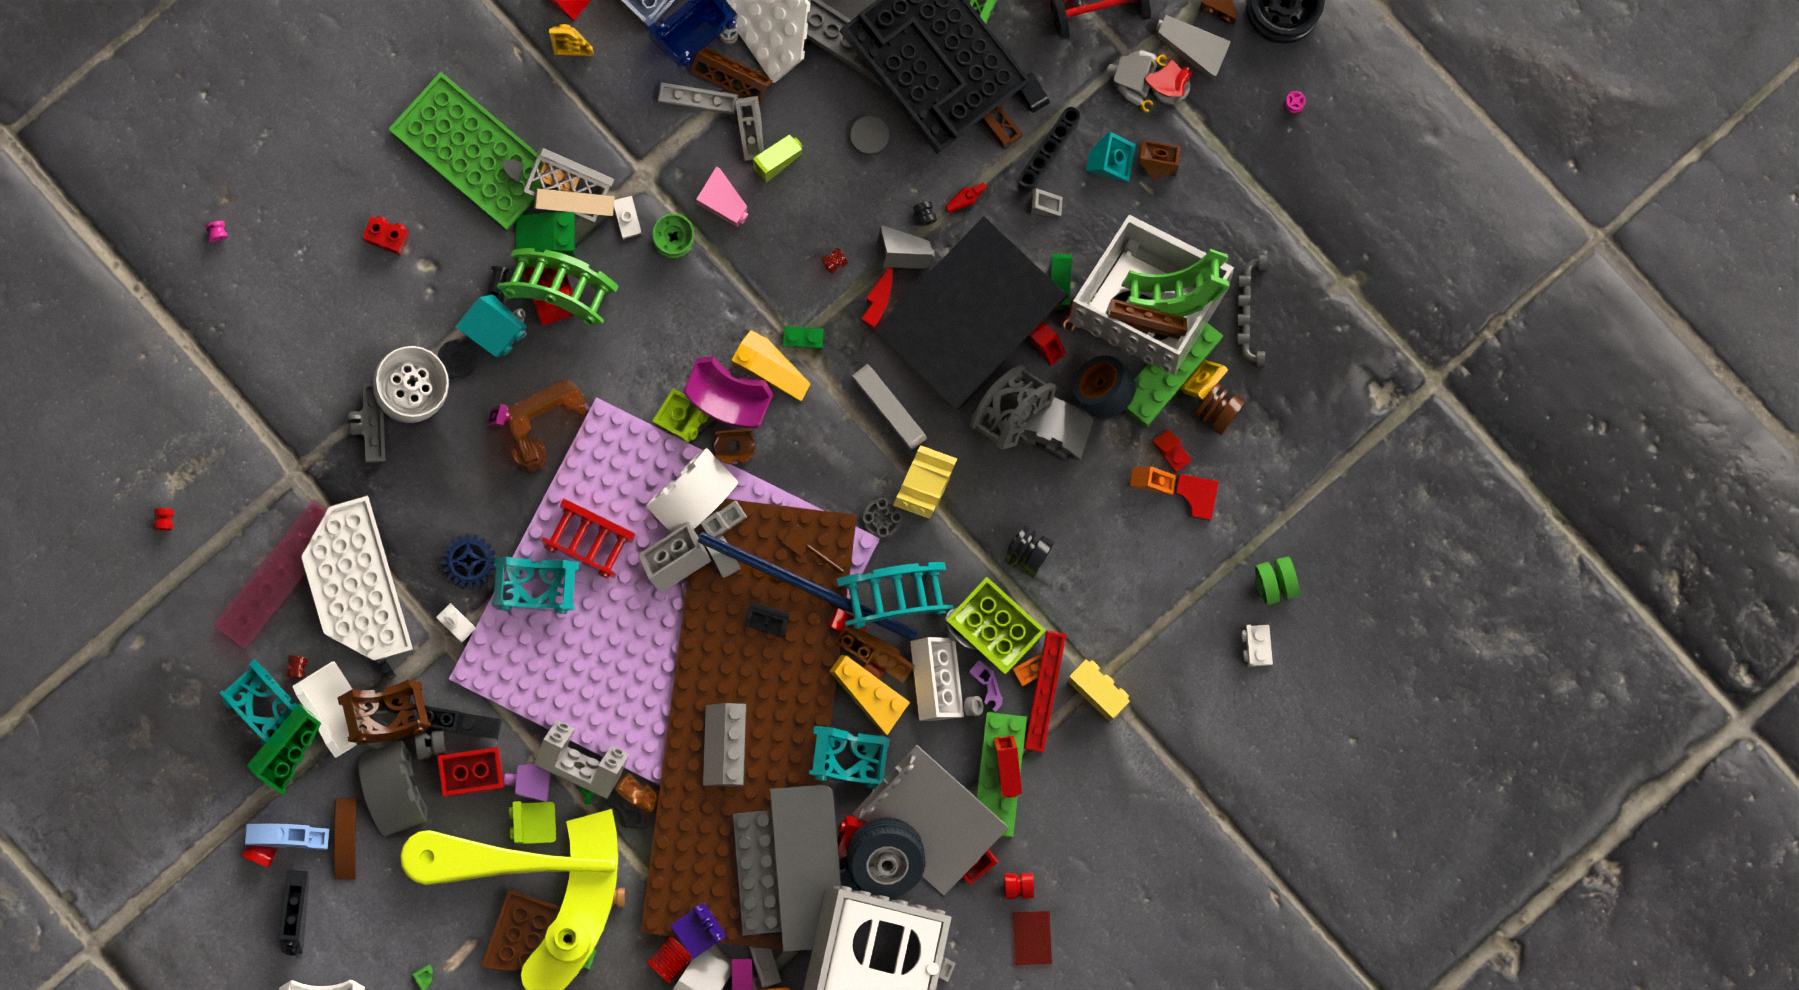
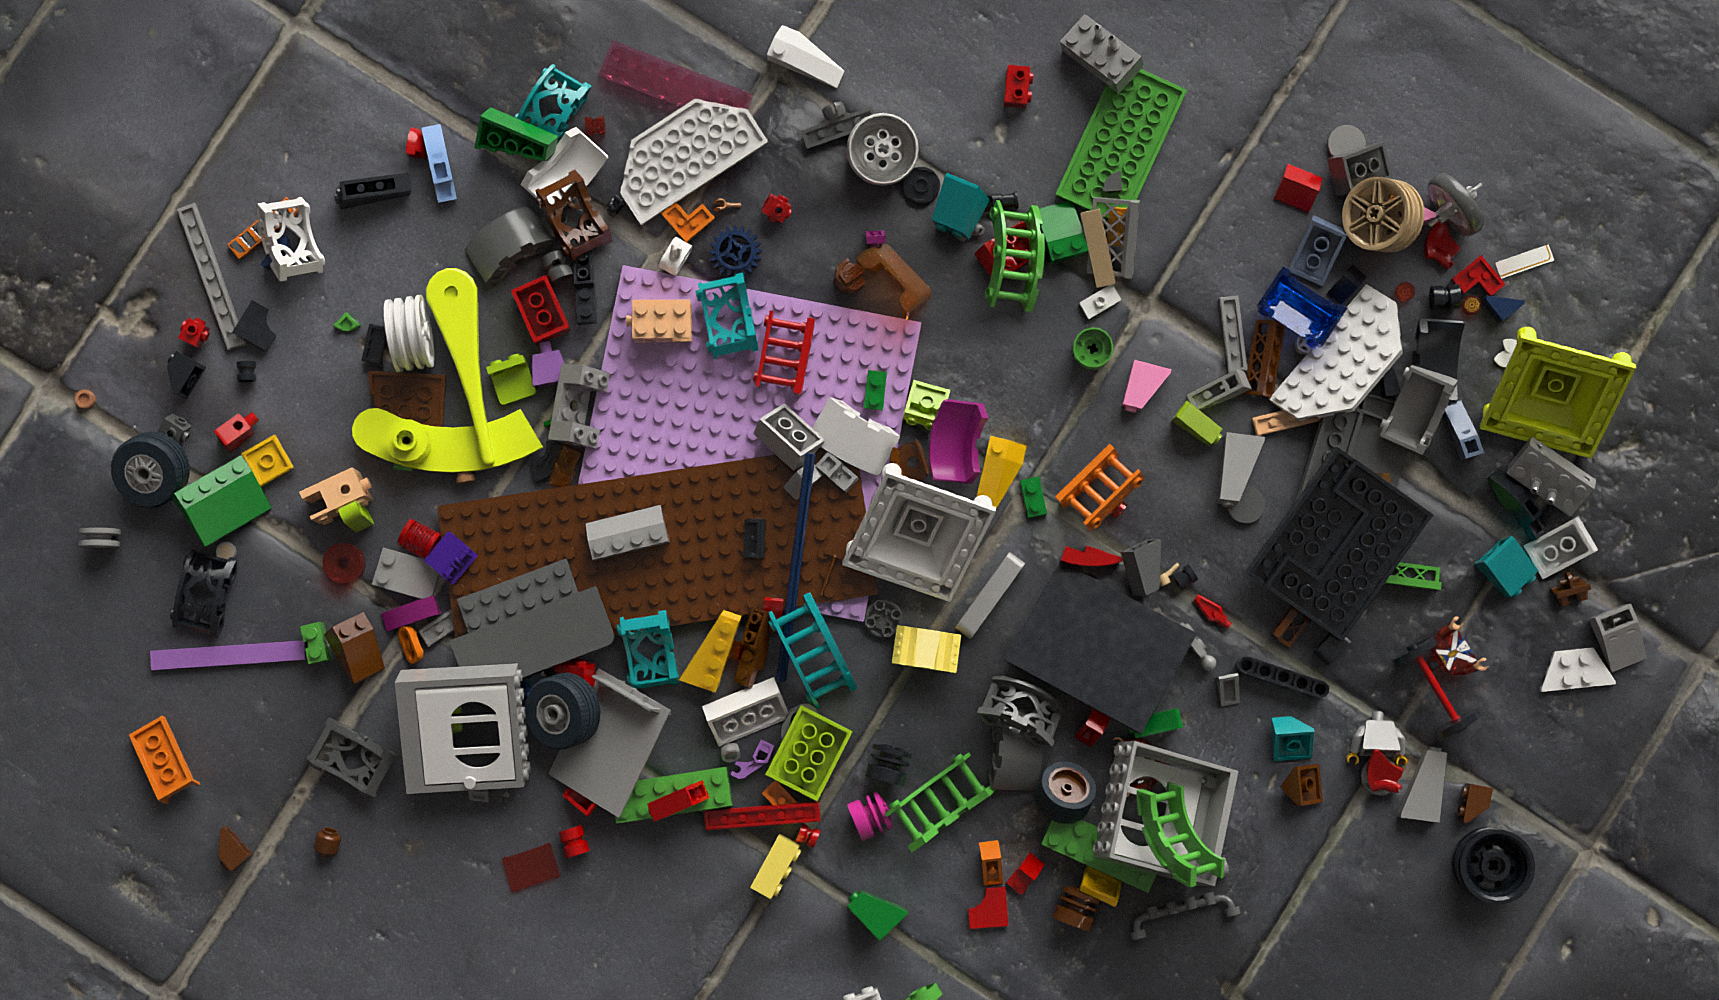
camera: 80 degrees right, 5 degrees up
(287, 441) = (800, 55): none -> white wedge
(345, 838) = (453, 215): reddish brown slope -> none
(379, 142) = (1101, 53): none -> light grey piece
(416, 561) = (723, 204): none -> medium nougat hand
(427, 602) = (688, 225): none -> orange plate
(437, 507) = (772, 203): none -> red brick
(455, 953) = (374, 344): none -> black plate
(457, 908) = (409, 333): none -> white wheel
(519, 652) = (661, 321): none -> light nougat torso
(569, 41) = (1251, 197): yellow wedge -> none
(652, 460) = (875, 390): none -> green plate
(795, 269) = (1093, 471): none -> orange fence
(798, 81) = (1277, 422): none -> light nougat tile
(812, 453) = (918, 535): none -> white piece
(827, 130) = (1237, 463): none -> light grey slope
(918, 233) = (1164, 579): none -> tan hand
(1015, 215) = (1207, 662): none -> light grey plate
(1074, 583) = (870, 816): none -> dark pink wheel
(1077, 651) = (803, 835): none -> red wheel
(1096, 511) = (946, 817): none -> bright green fence
(1147, 319) = (1138, 816): reddish brown fence -> none
(1171, 605) = (875, 912): none -> green slope
(1295, 98) = (1402, 900): dark pink wheel -> none

